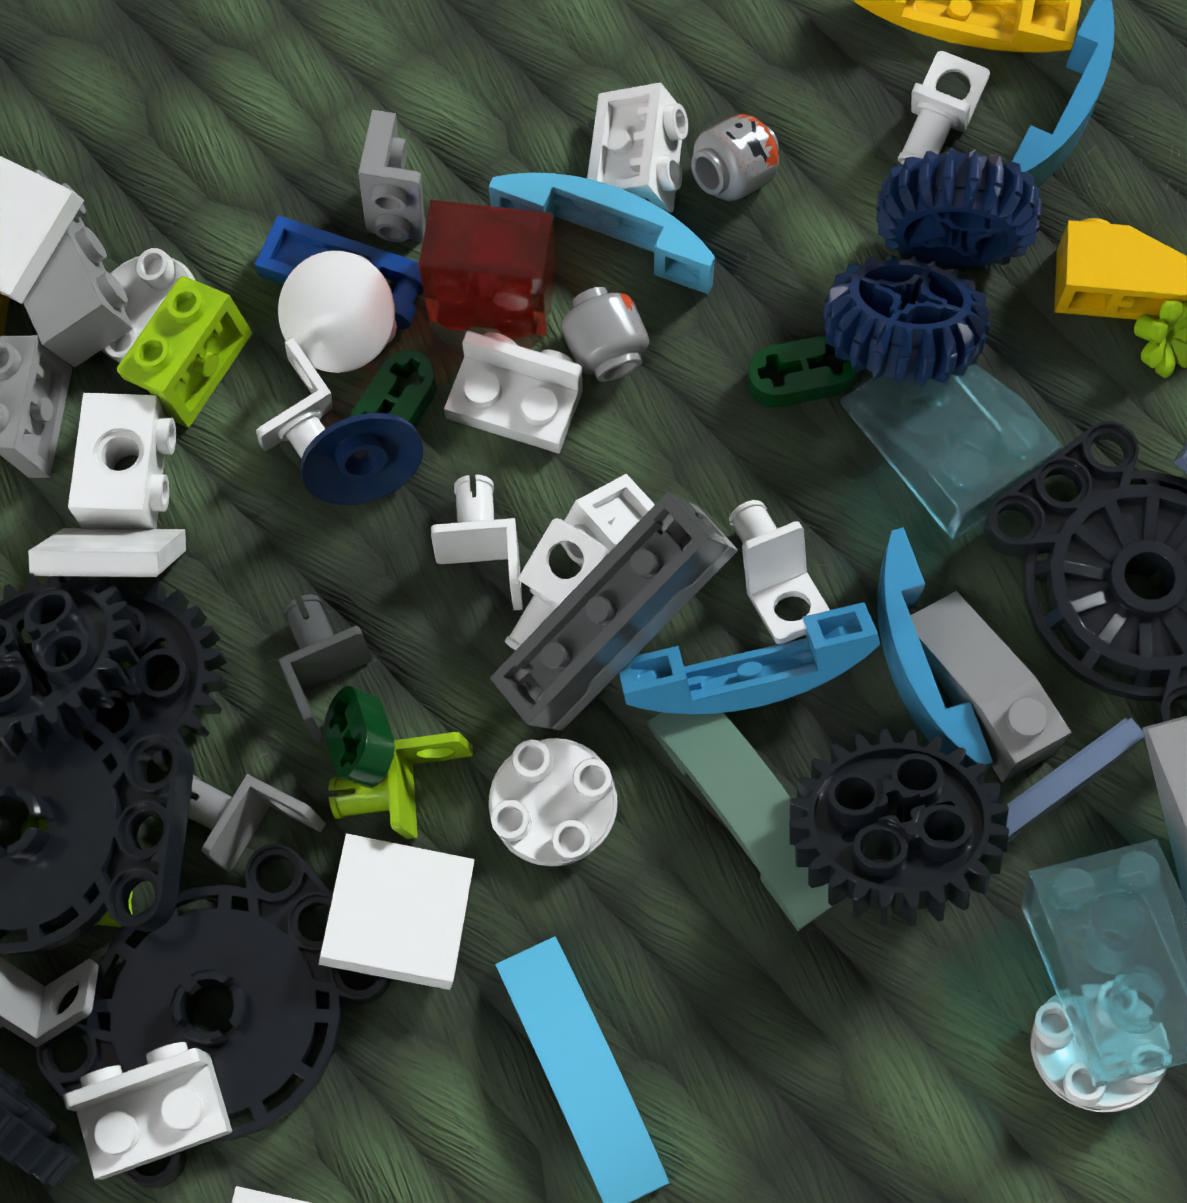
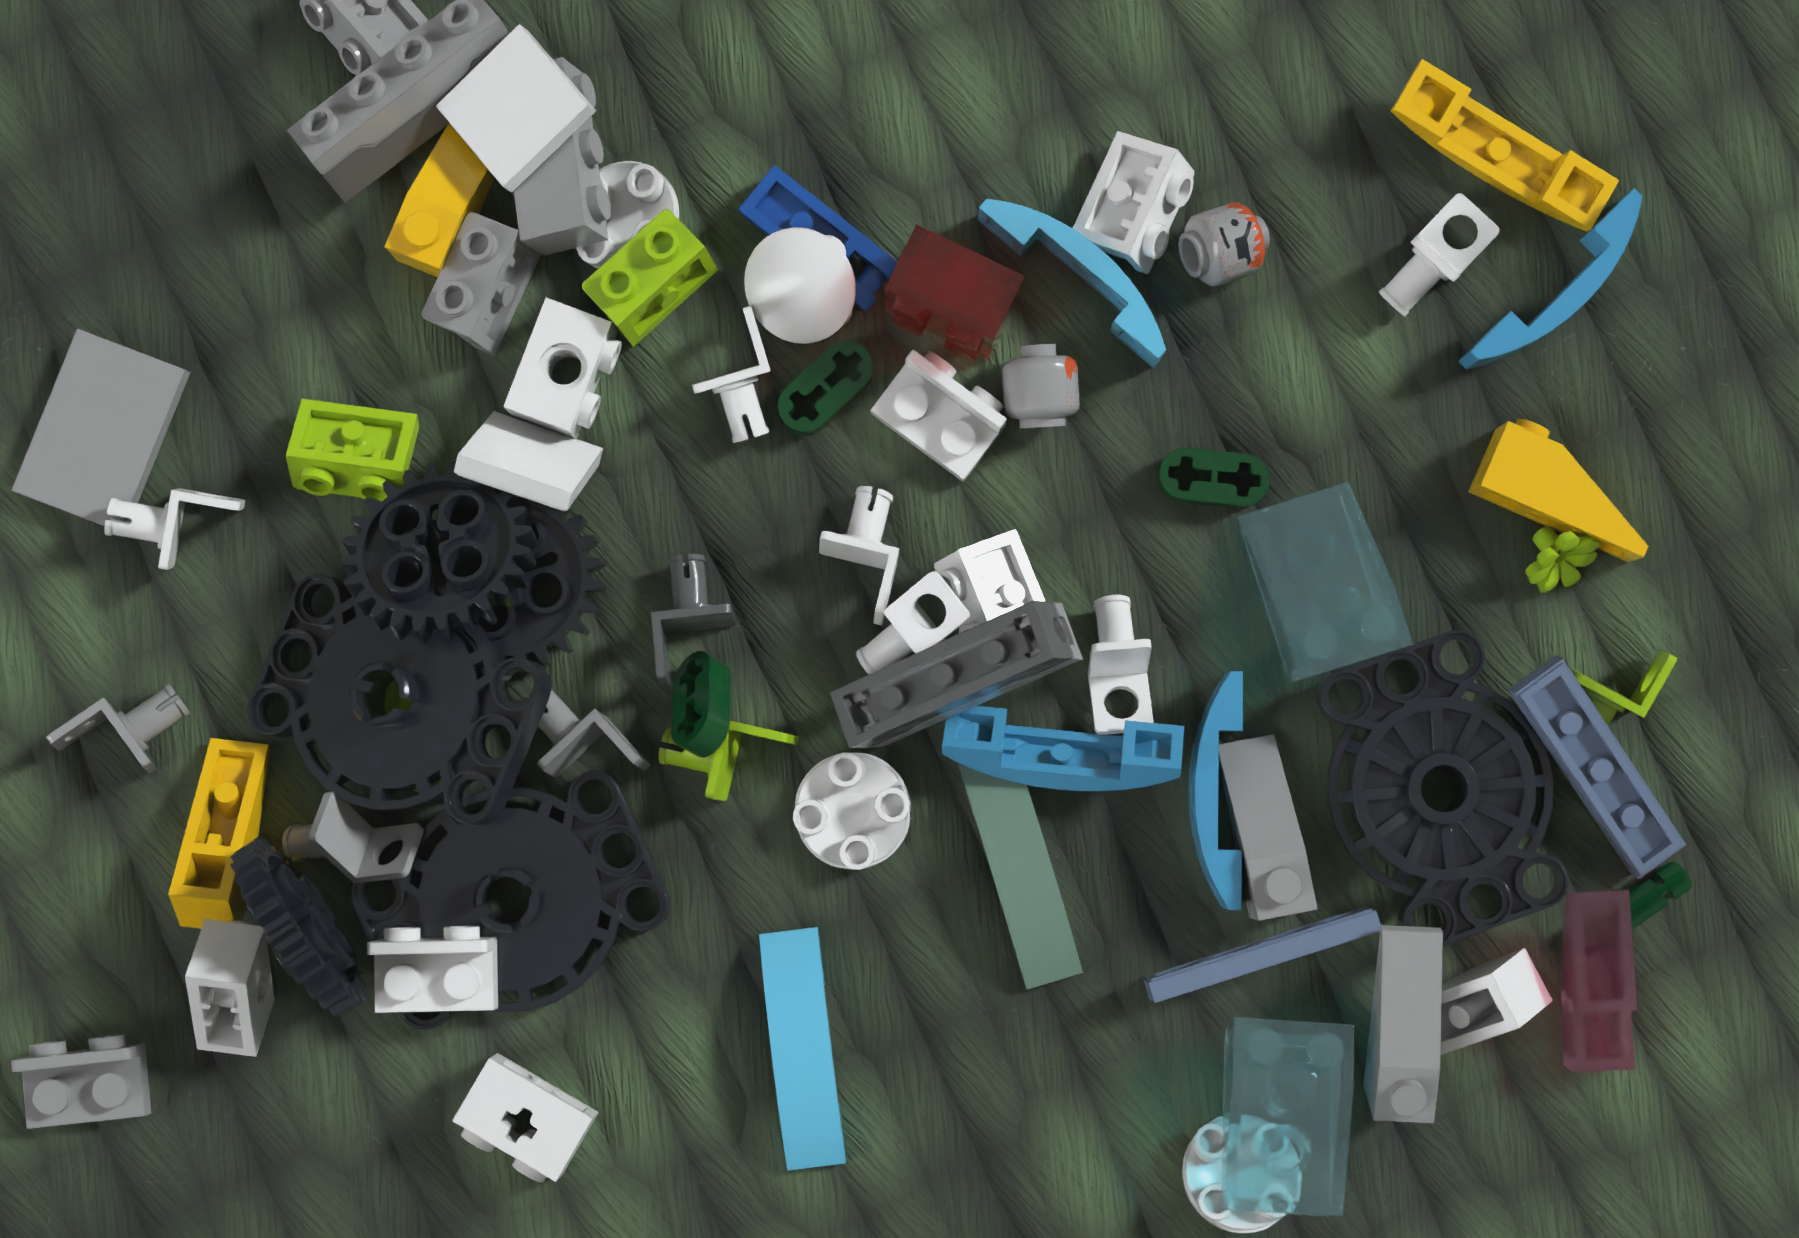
camera: 15 degrees right, 15 degrees up
(361, 458) = (779, 443): dark blue dish -> none
(388, 191) = (882, 171): light grey bracket -> none
(397, 912) = (689, 866): white tile -> none
(898, 827) = (1141, 994): black gear -> none
(906, 320) = (1319, 470): dark blue gear -> none
(959, 209) = (1408, 380): dark blue gear -> none

